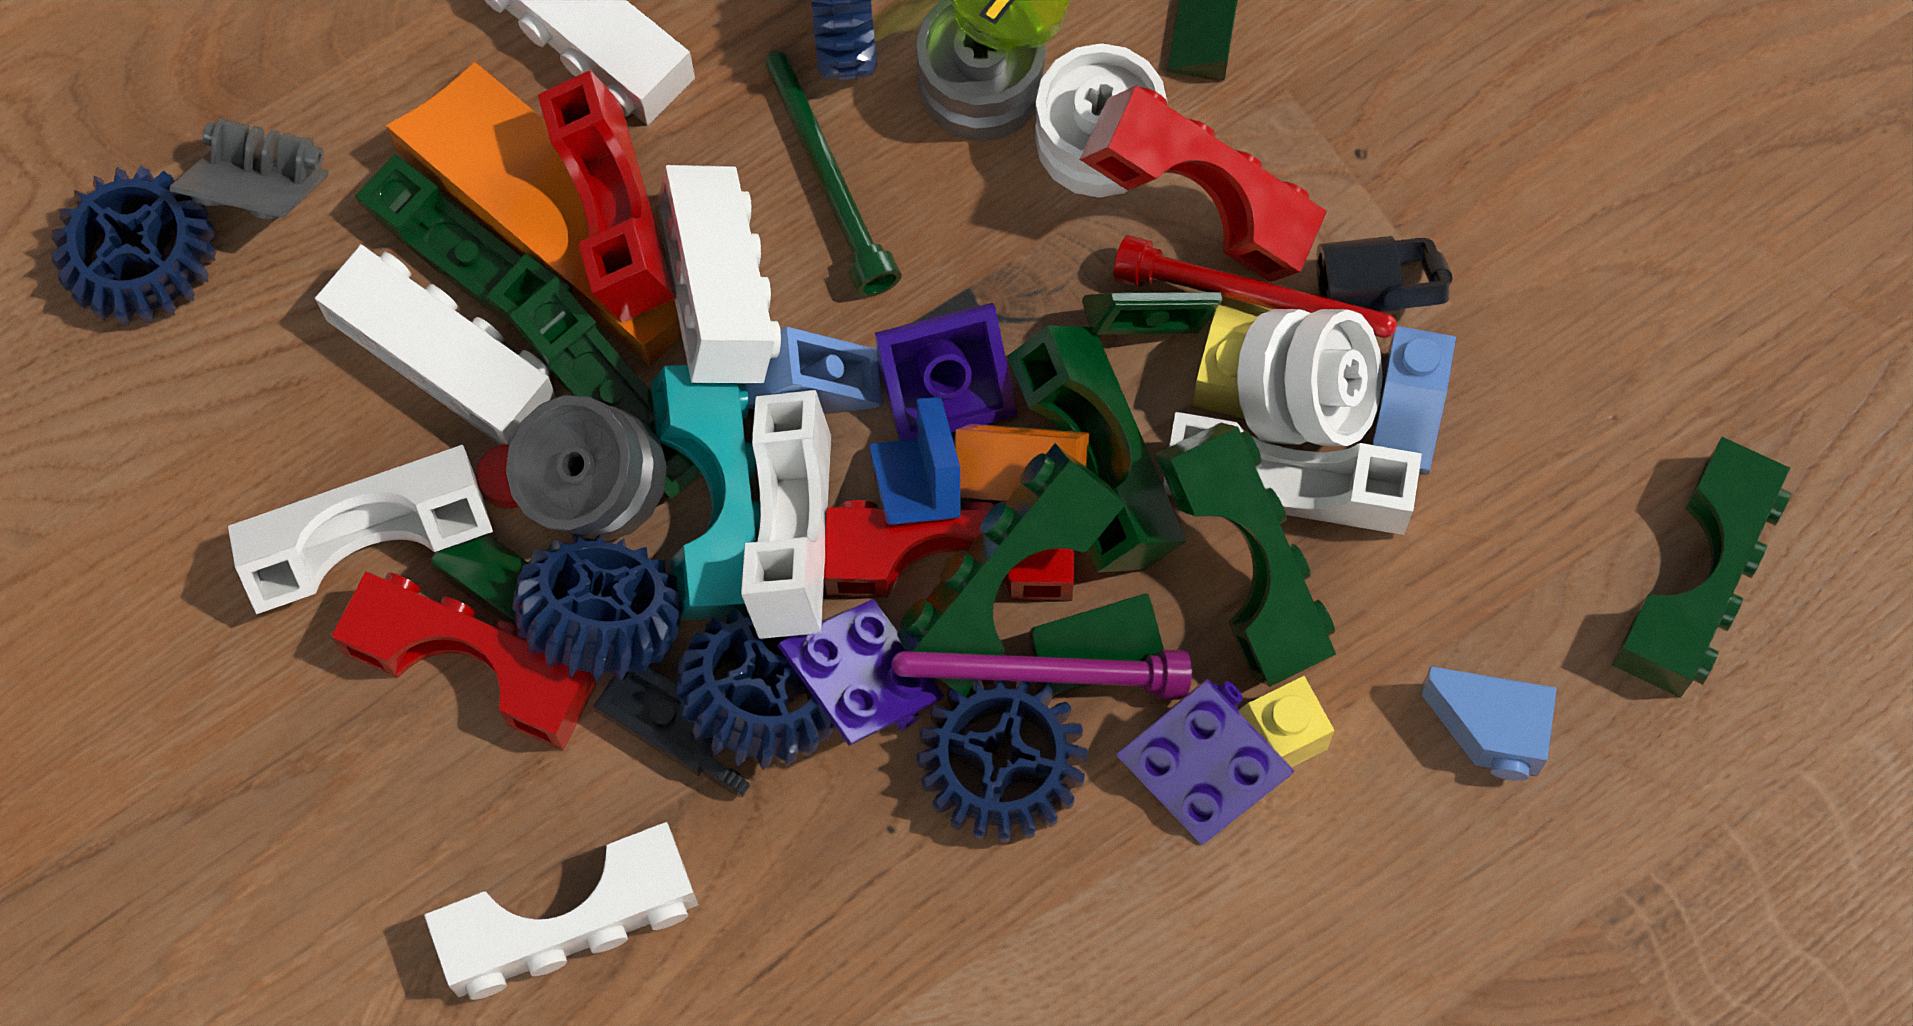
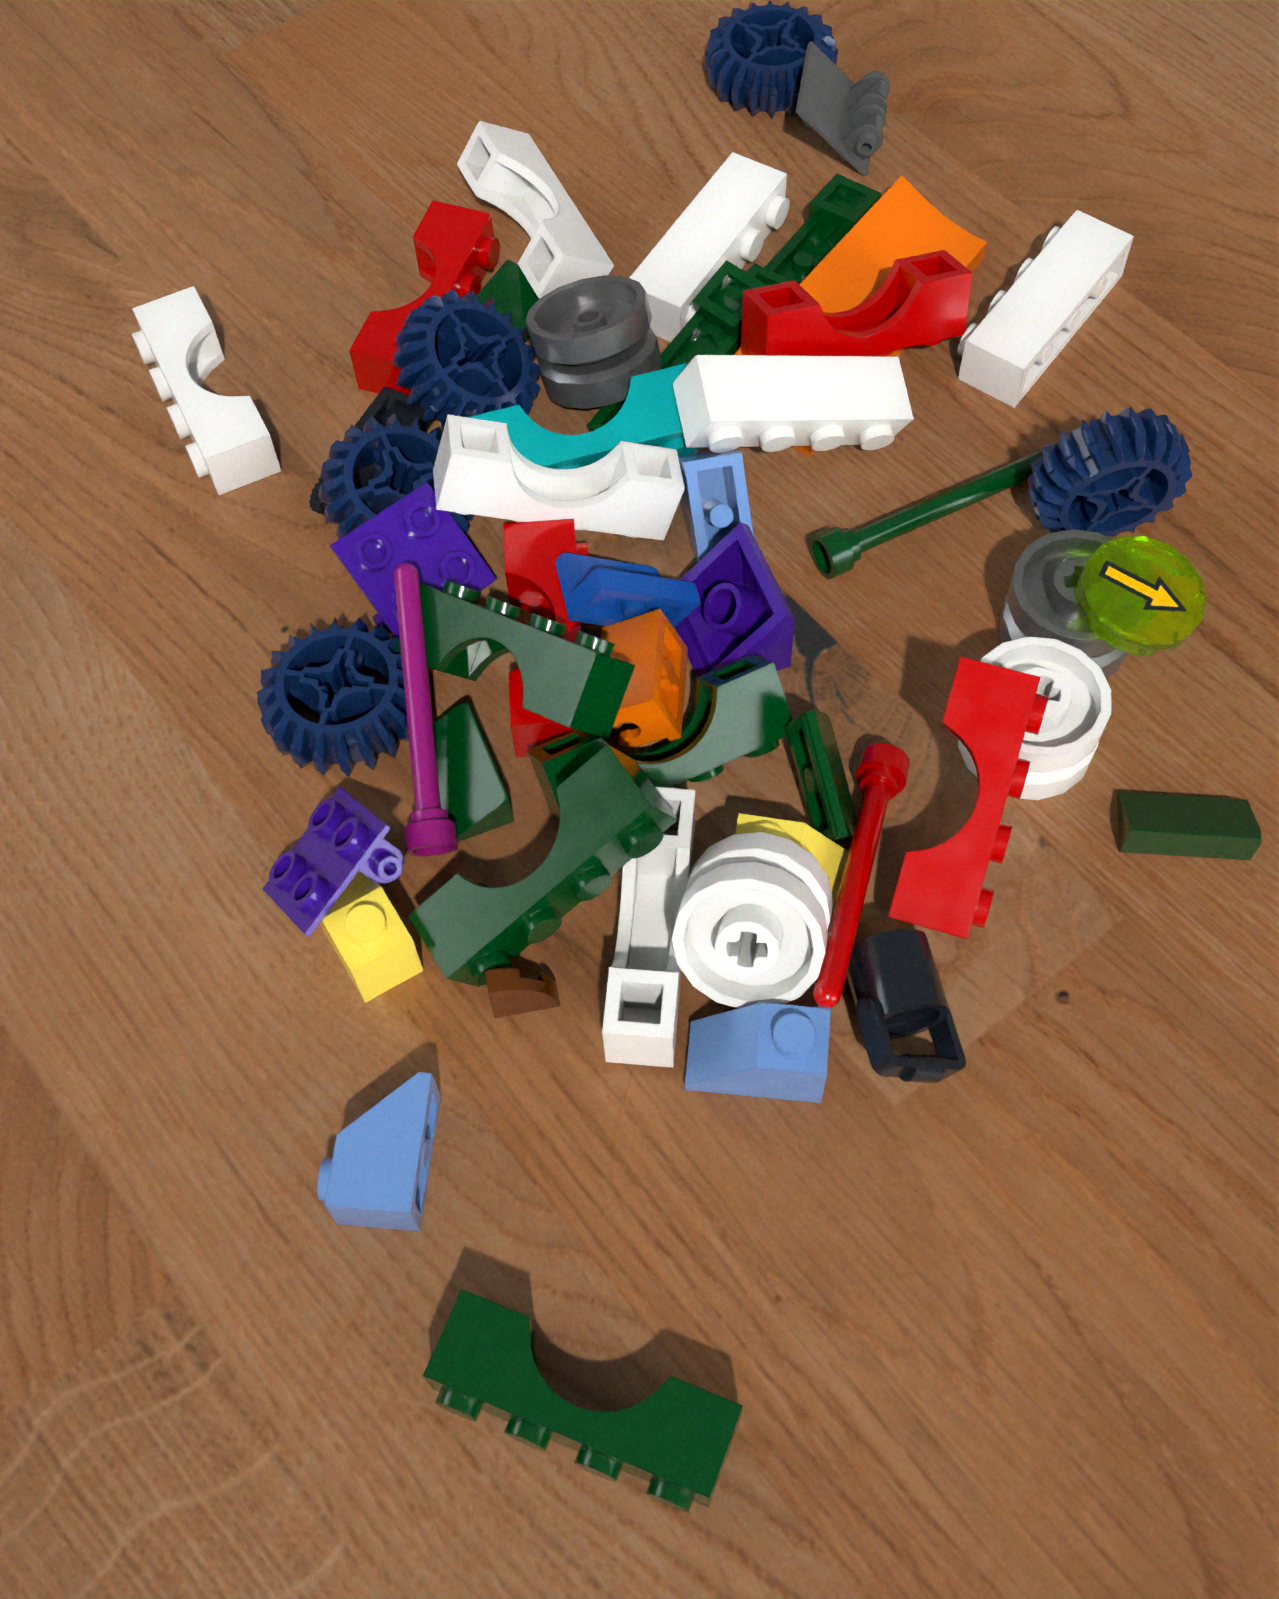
camera: 85 degrees right, 10 degrees down
(1338, 606) = (519, 995): none -> reddish brown tile

